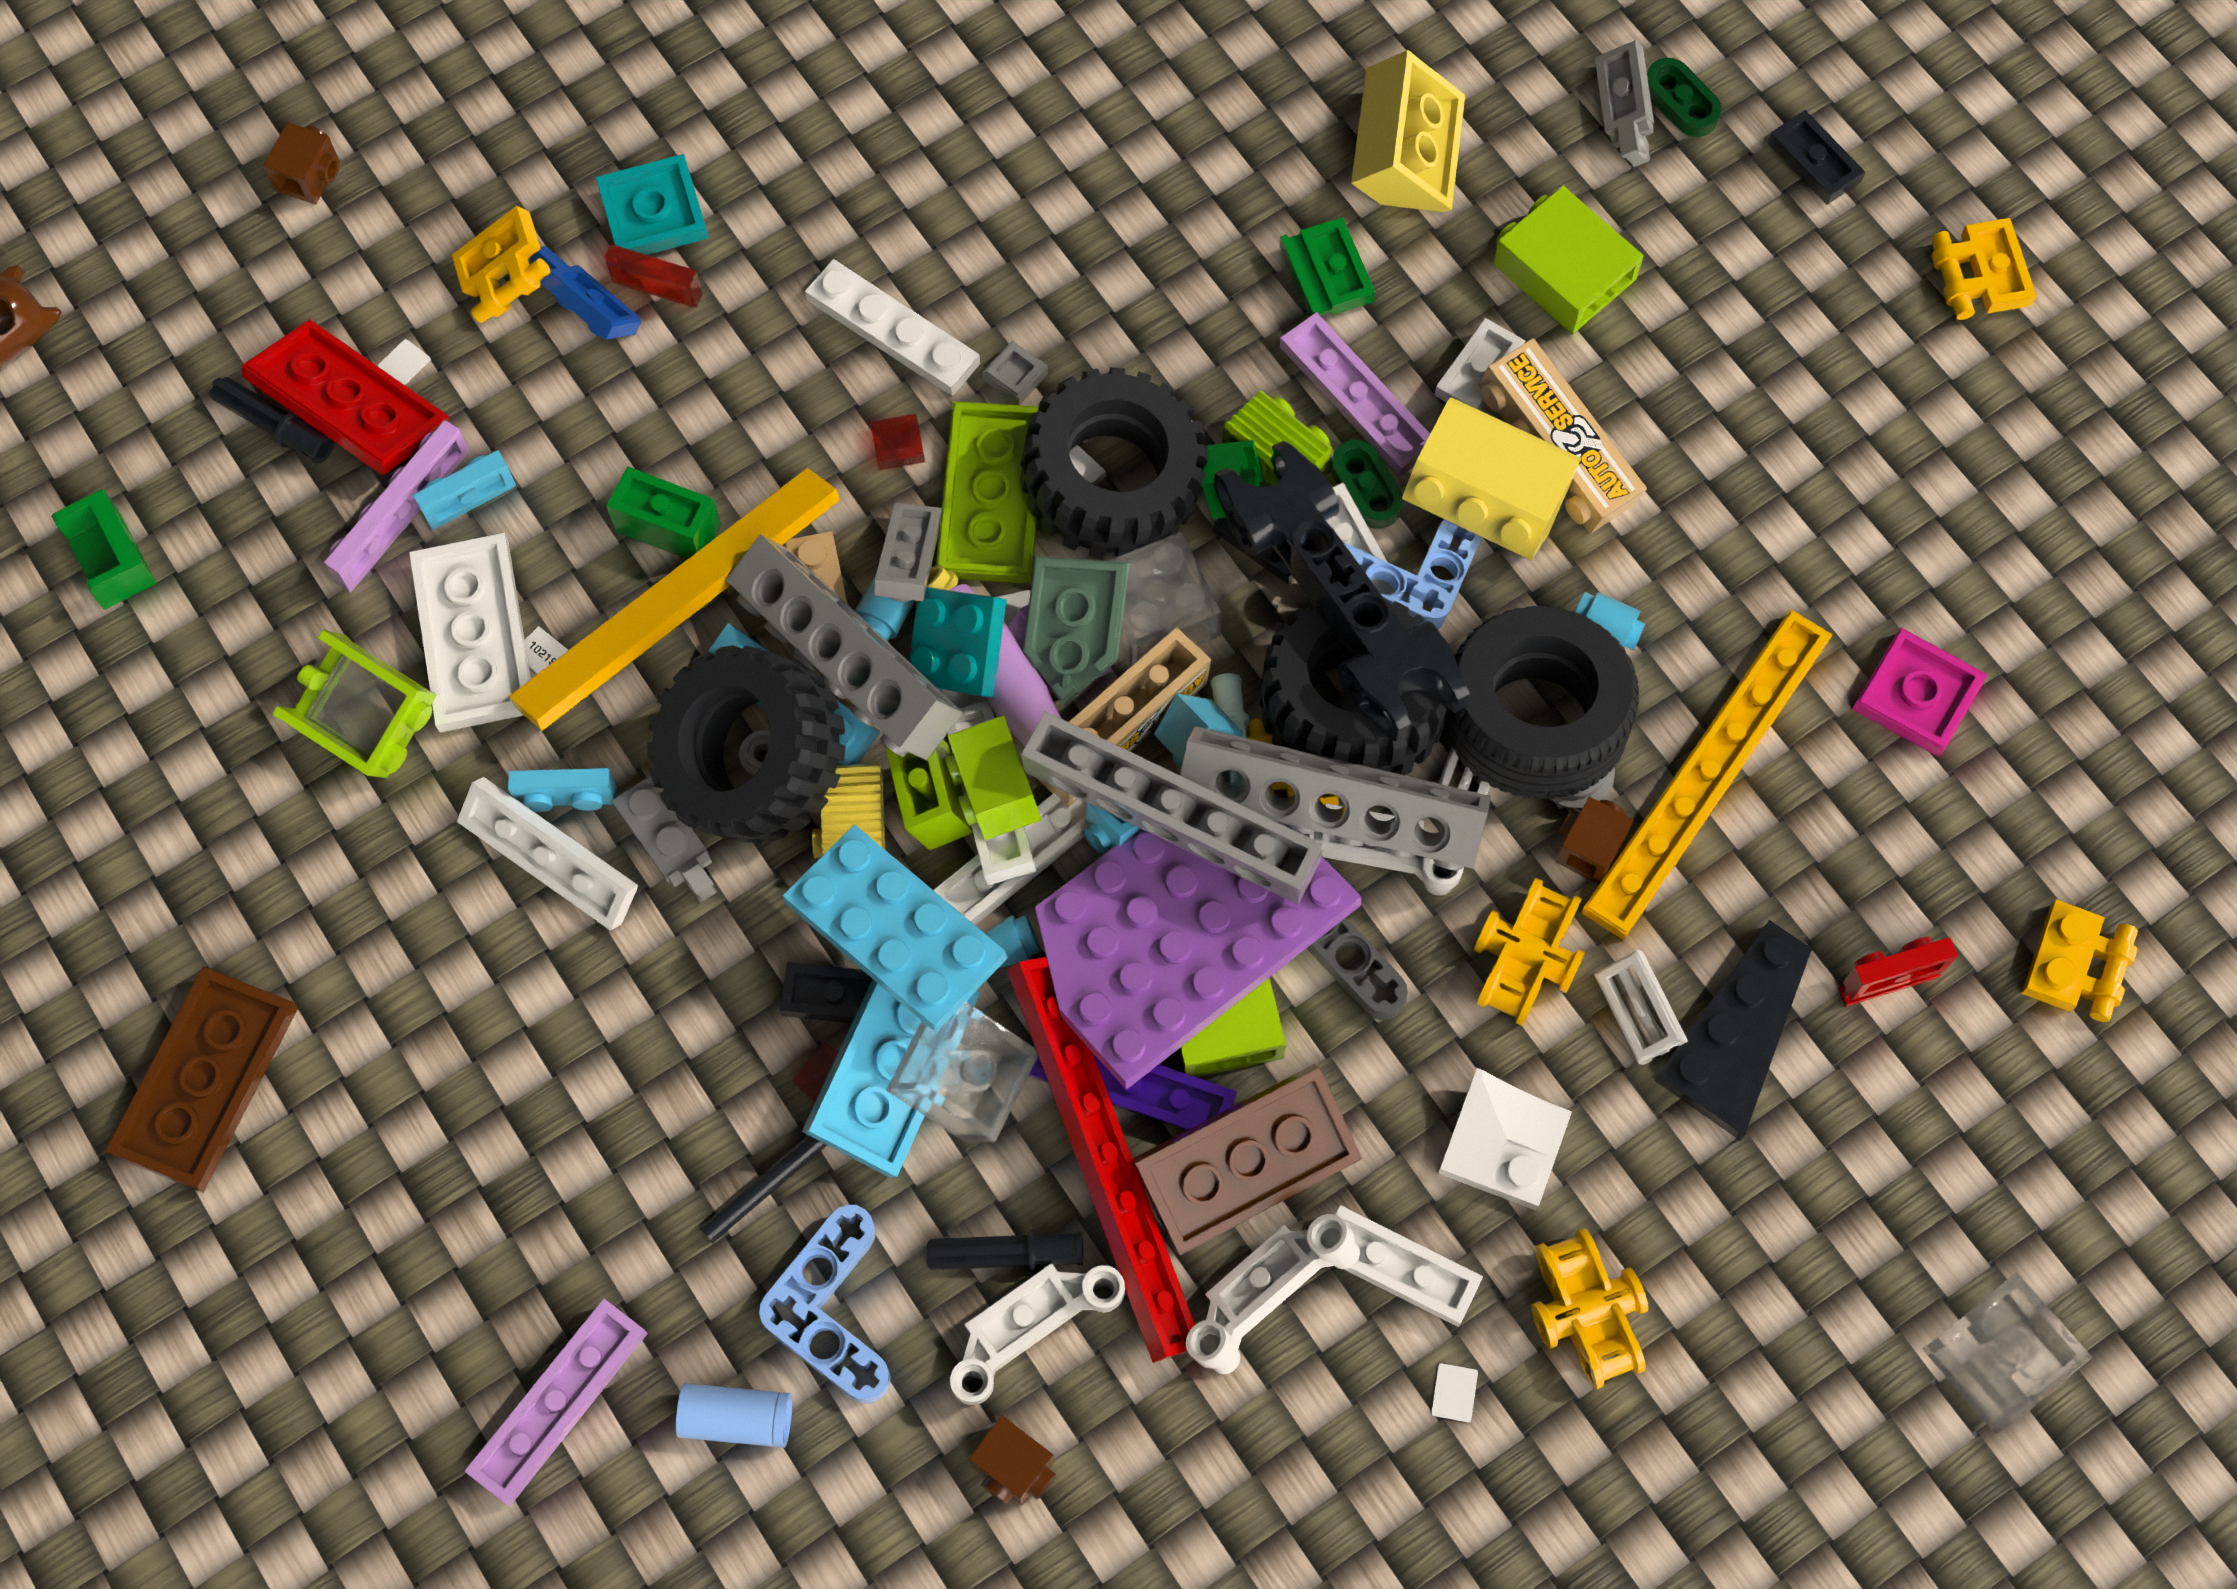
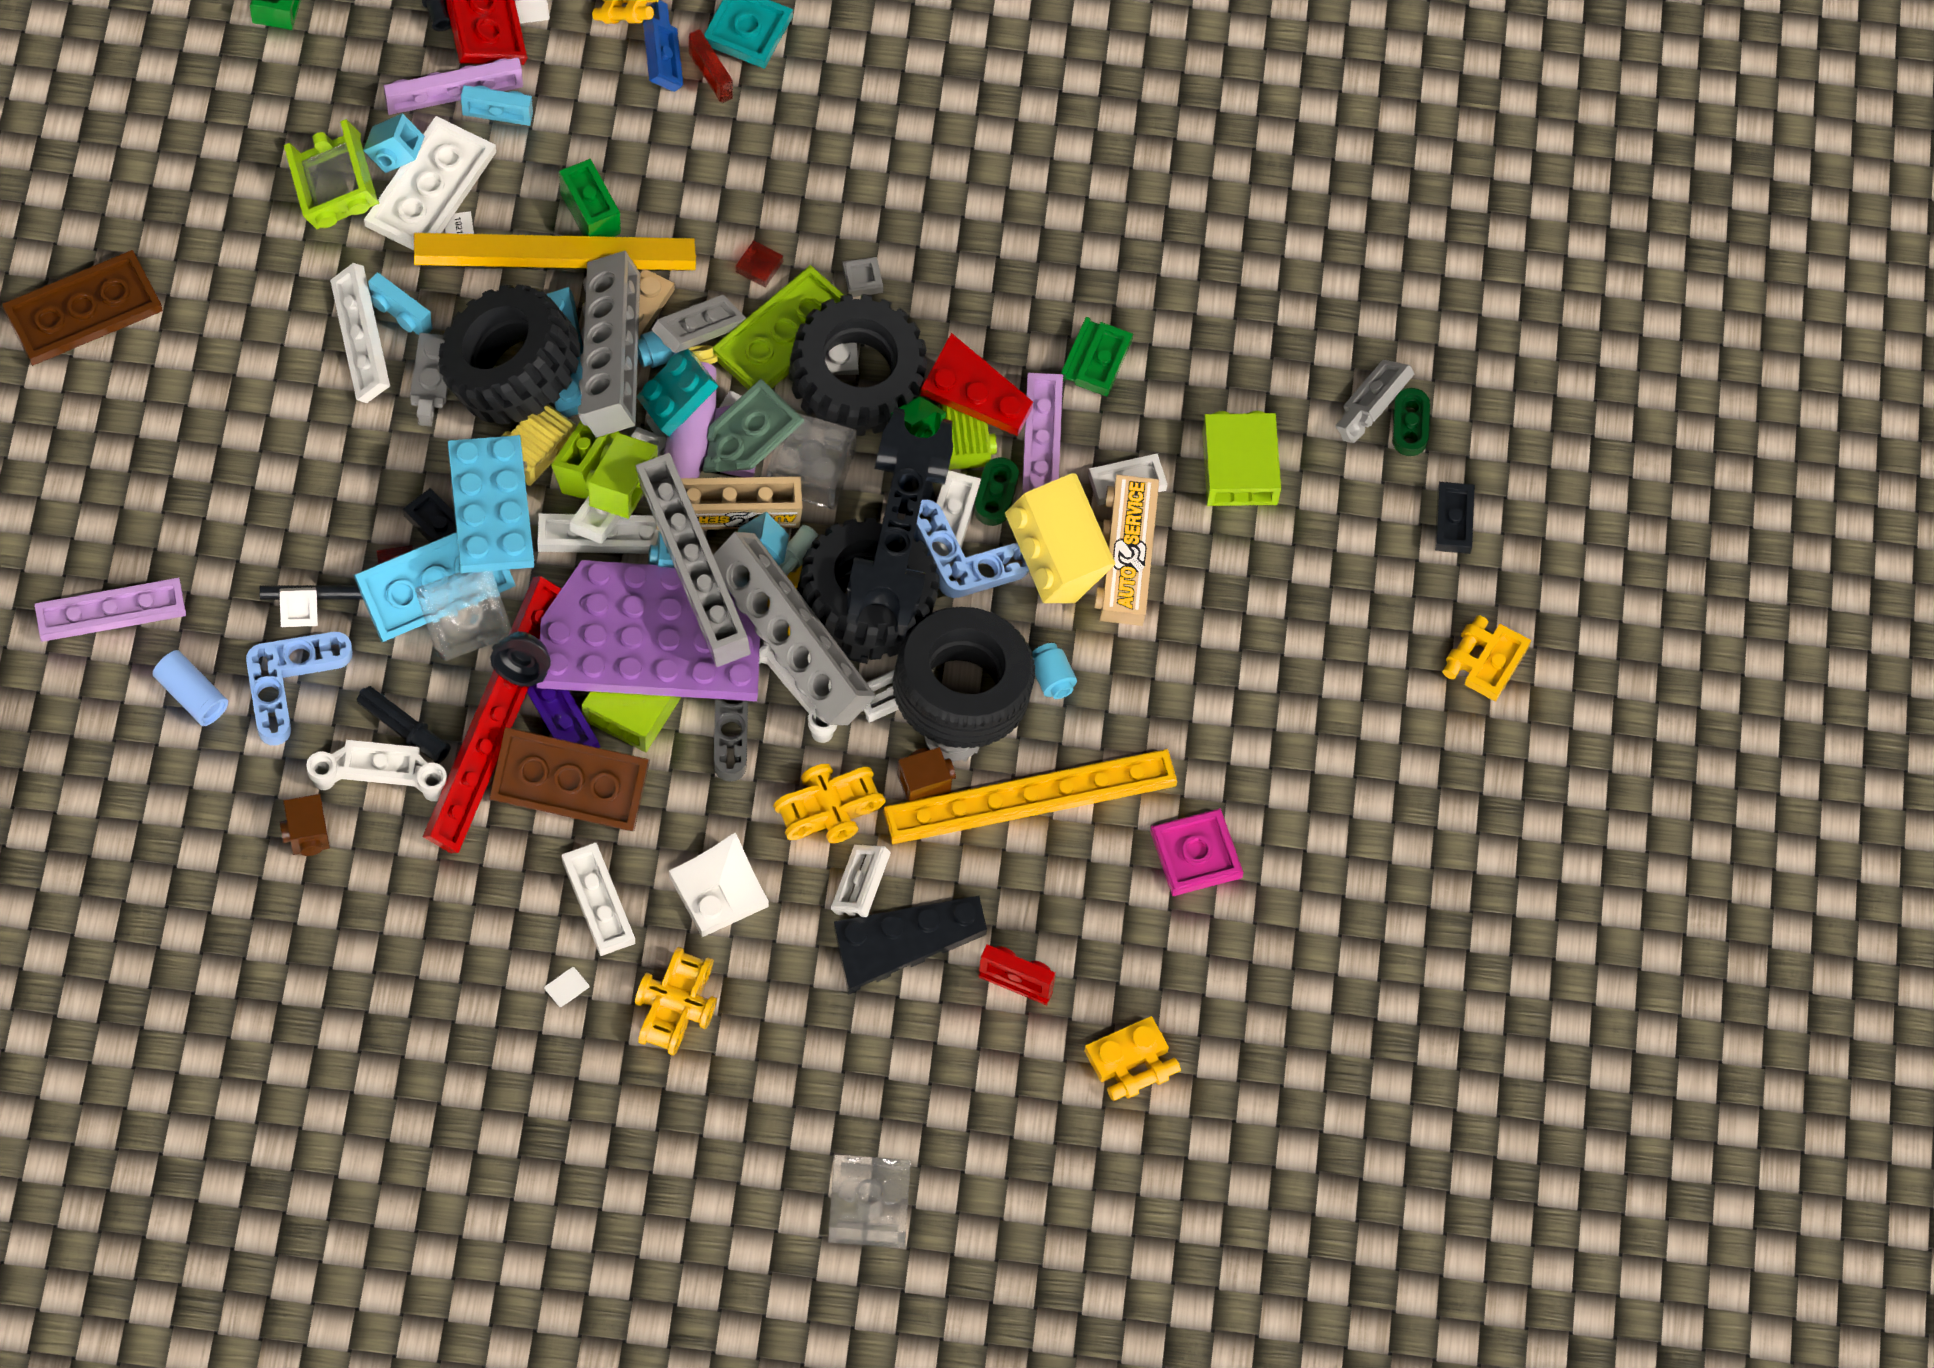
camera: 35 degrees right, 5 degrees down
(393, 616) = (393, 143): none -> medium azure brick
(768, 1217) = (298, 607): none -> white plate
(893, 327) = (818, 198): white plate -> none
(1016, 938) = (552, 569): medium azure cone -> none
(1088, 1072) = (521, 659): none -> black hat
(1257, 392) = (975, 388): none -> red wing
(1263, 1284) = (514, 847): white plate -> none
(1408, 135) = (1222, 318): light yellow slope -> none

